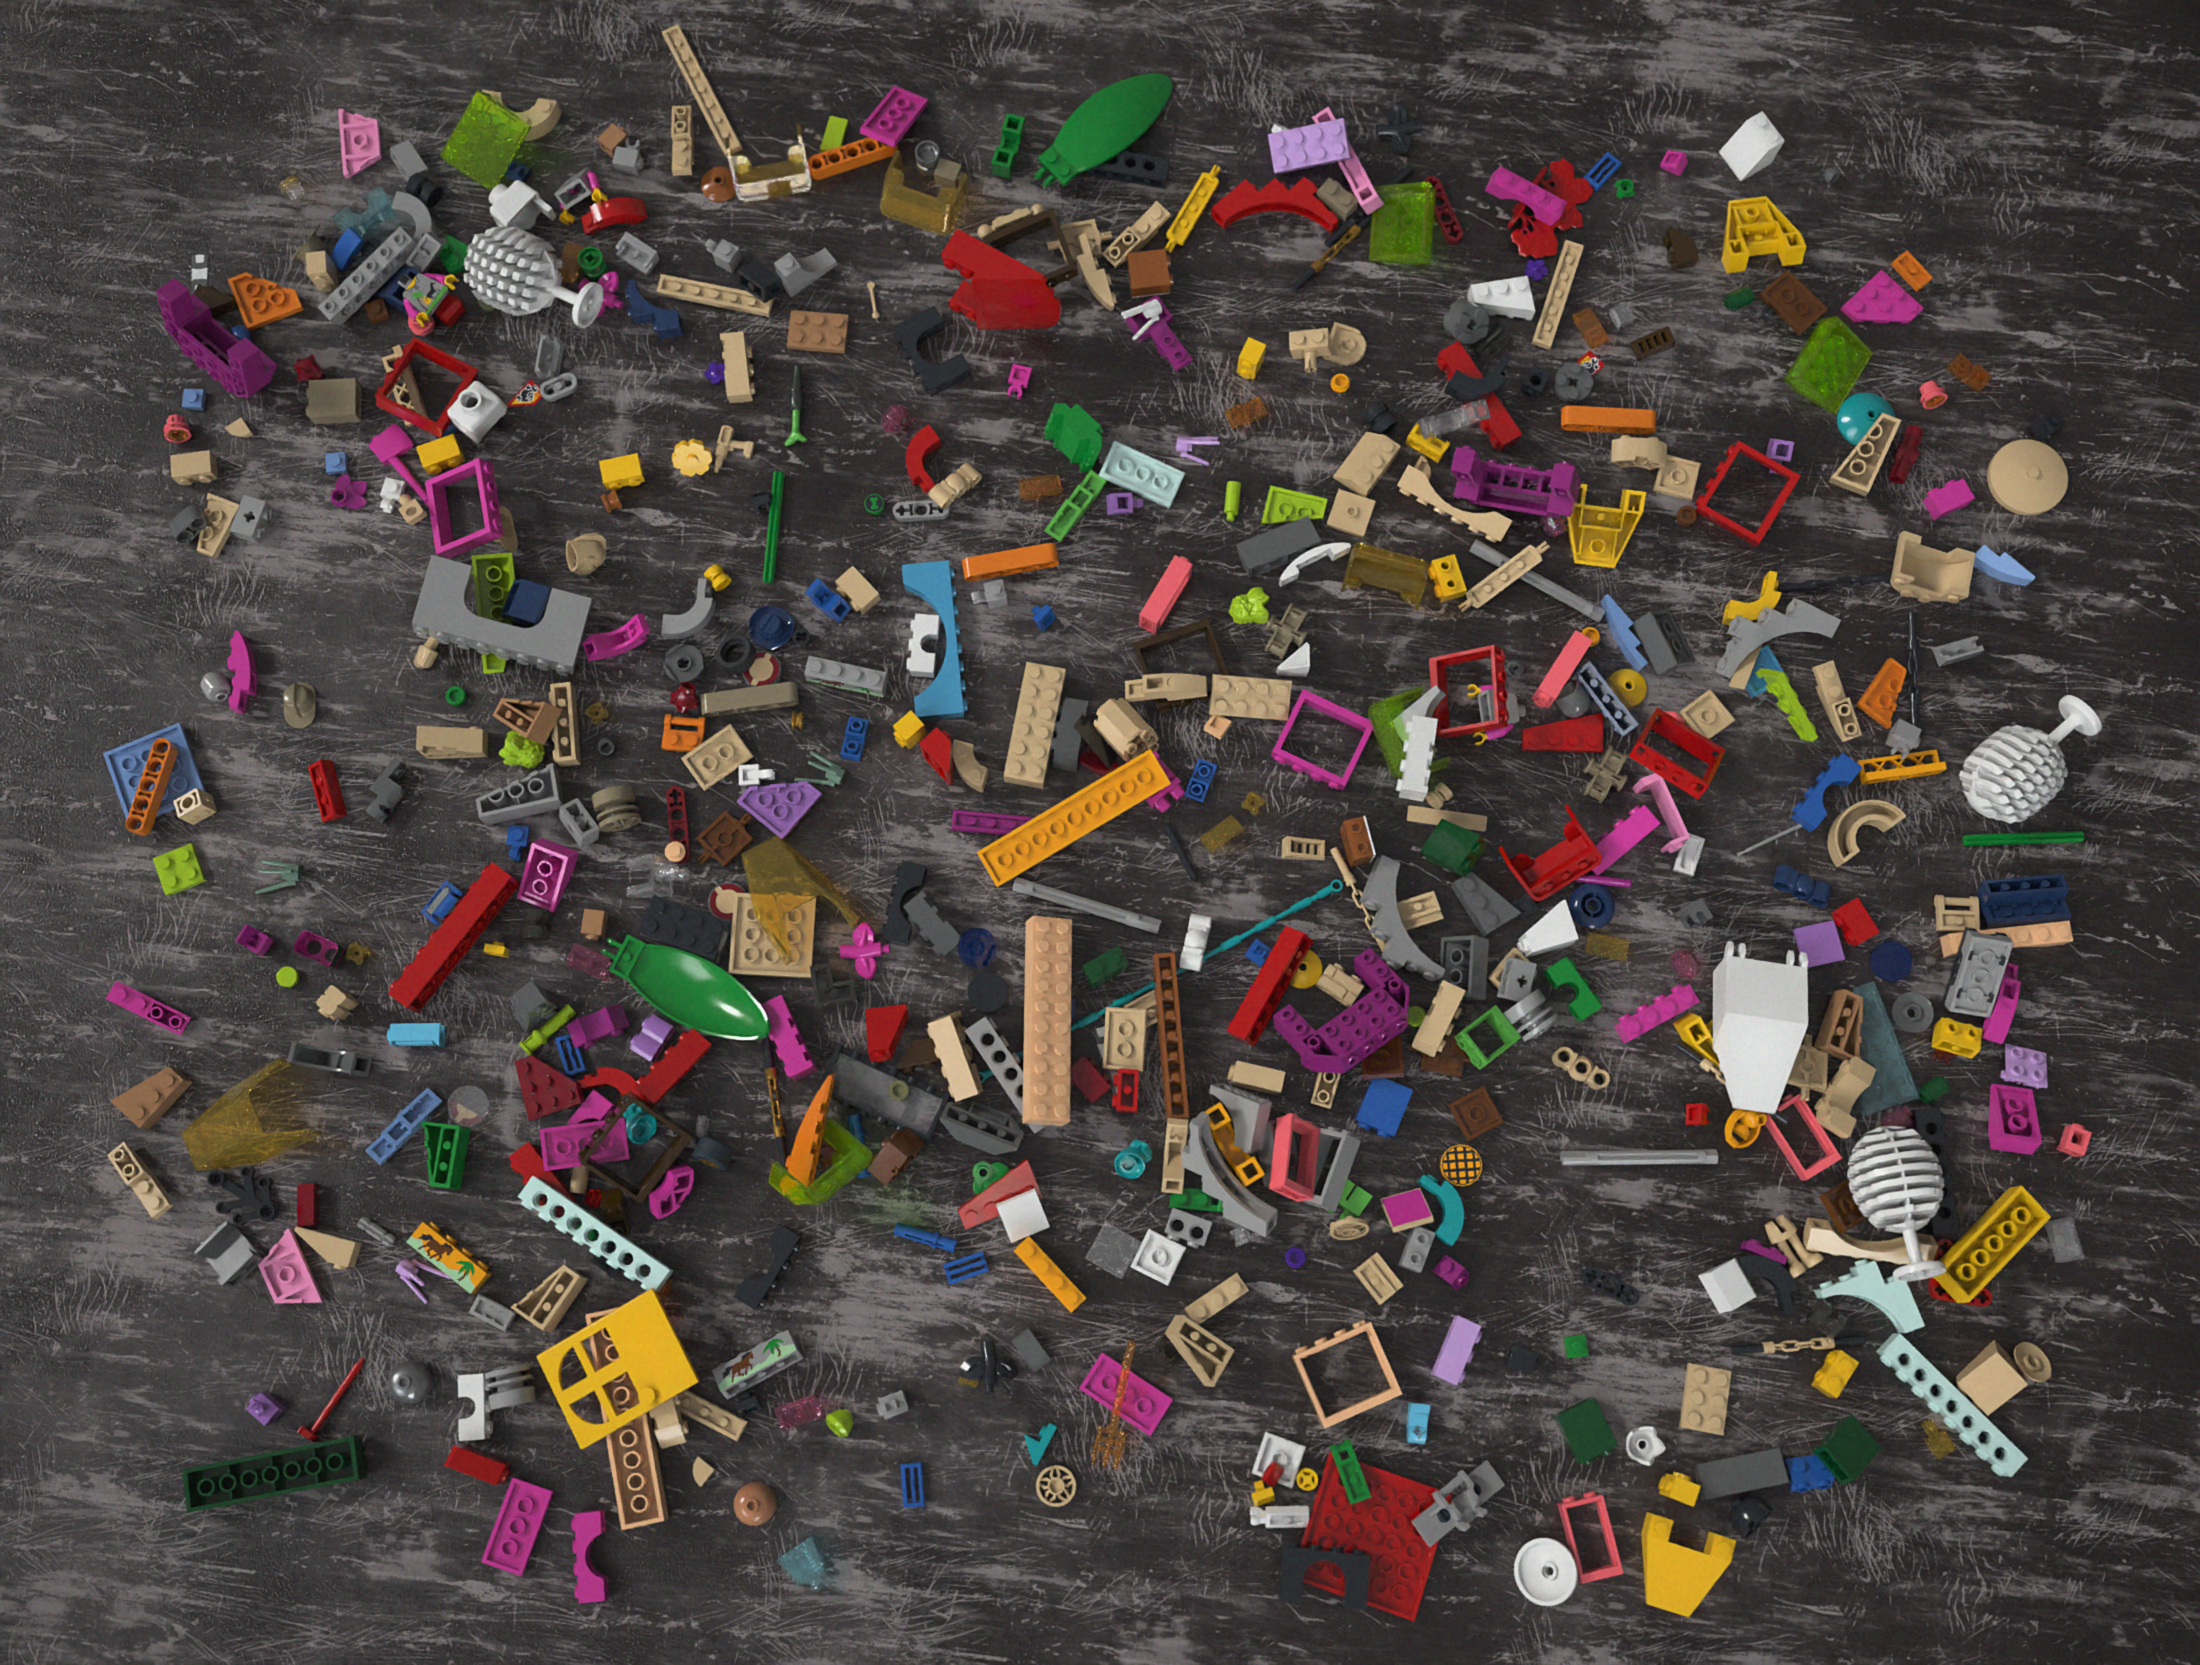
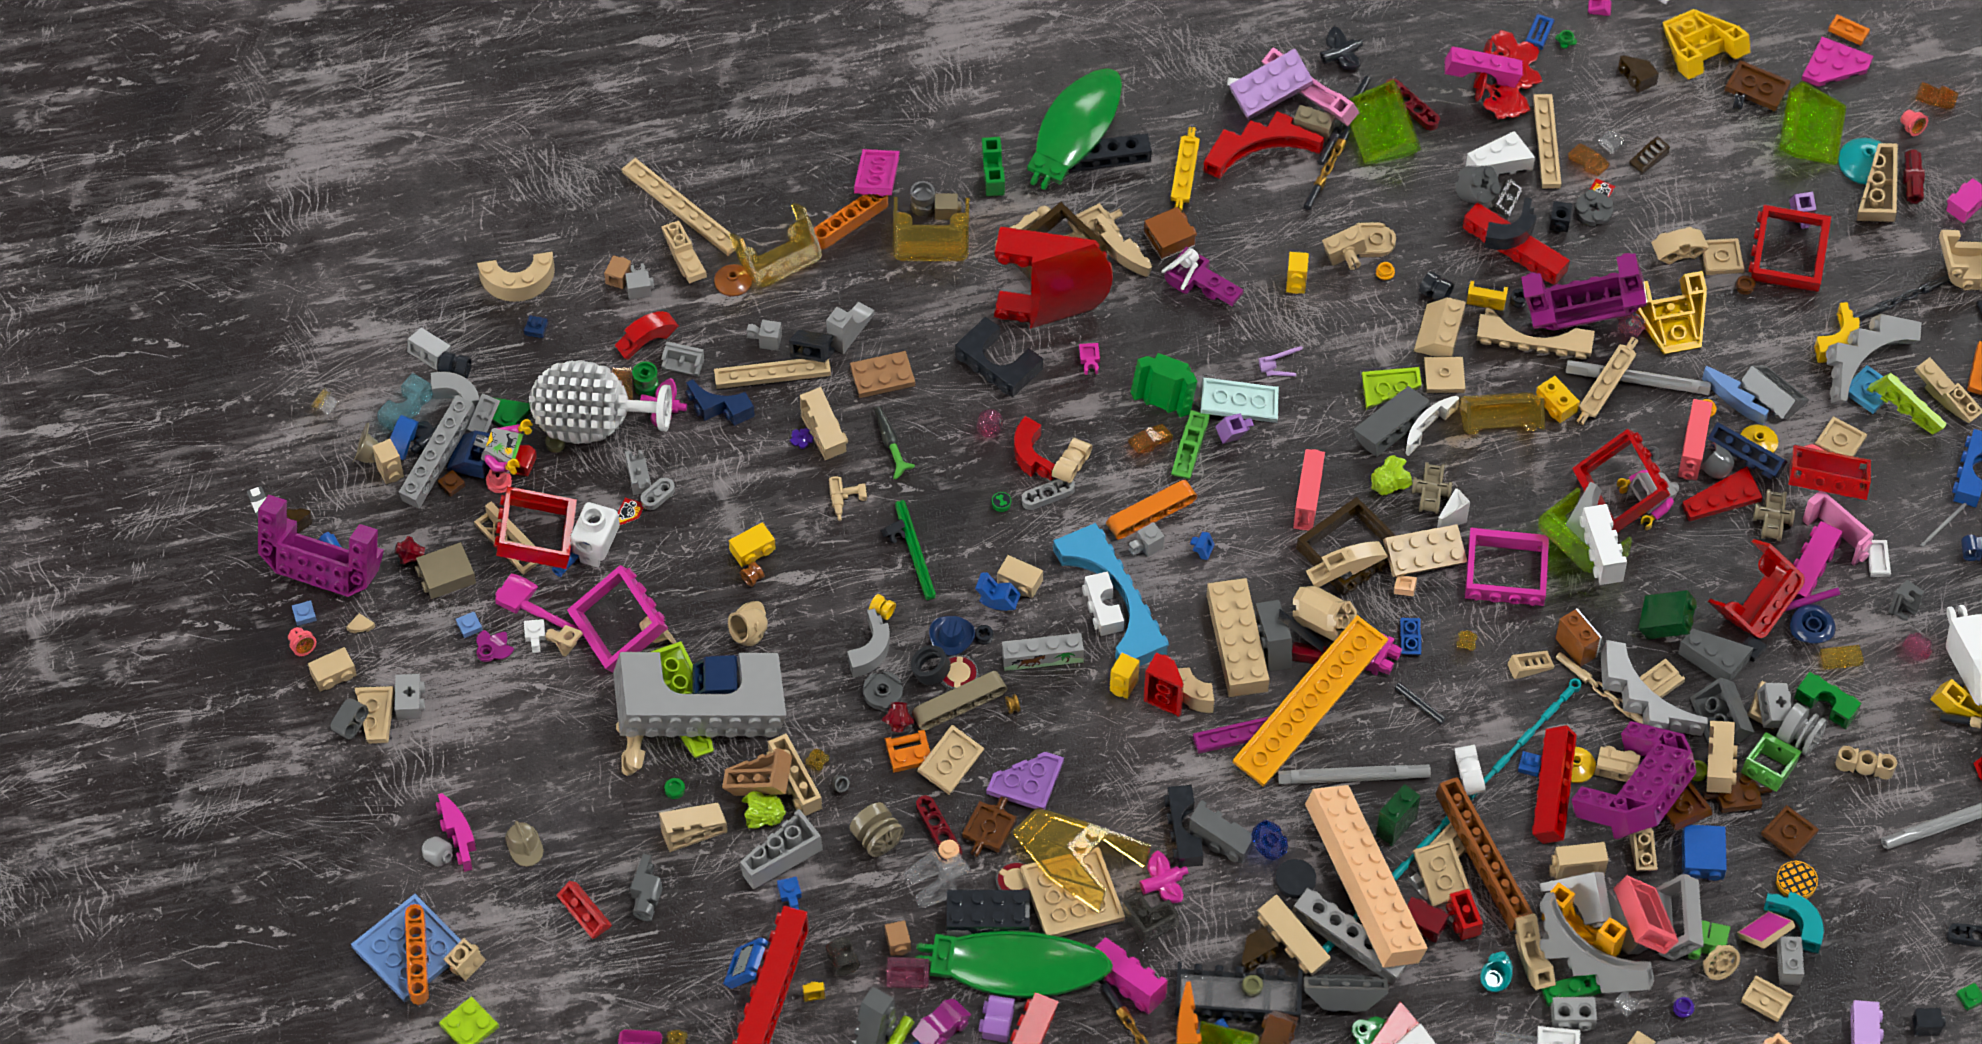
camera: 20 degrees left, 20 degrees down
(263, 300) = (336, 507): orange plate -> none
(291, 873) = (581, 990): sand green plant -> none
(359, 142) = (371, 344): bright pink wing -> none
(440, 454) = (569, 584): yellow brick -> none
(485, 140) = (500, 304): clear neon green slope -> none
(517, 206) = (553, 347): white piece -> none
(546, 873) = (832, 910): dark pink slope -> none
(575, 190) = (605, 318): torso -> none
(579, 823) = (845, 854): light grey brick -> none
(618, 641) = (816, 687): dark pink arch -> none
(691, 457) = (814, 511): yellow plant -> none
(751, 775) = (990, 763): white plate -> none
(833, 772) = (1067, 738): sand green plant -> none
(834, 133) = (823, 205): lime tile -> none
(854, 738) = (1073, 703): blue slope -> none
(871, 286) = (915, 322): tan hinge -> none
(885, 1030) = (1214, 936): red slope -> none
(1138, 235) = (1145, 204): tan slope -> none
(1221, 834) = (1450, 675): clear yellow slope -> none
(1232, 499) = (1331, 395): lime cylinder -> none
(1246, 413) = (1311, 322): clear orange slope -> none
(1433, 816) = (1637, 600): tan sticker -> none
(1439, 796) = (1633, 579): tan wheel -> none
(1452, 1272) = (1831, 970): magenta bracket -> none
(1455, 419) = (1505, 266): clear arch -> none
(1536, 269) = (1518, 126): dark purple plant -> none
(1549, 933) = (1787, 656): white slope -> none
(1608, 420) = (1639, 227): orange beam -> none
(1657, 1013) = (1913, 693): dark pink brick -> none
(1738, 298) = (1708, 96): dark green brick -> none
(1744, 670) = (1855, 393): tan sticker -> none

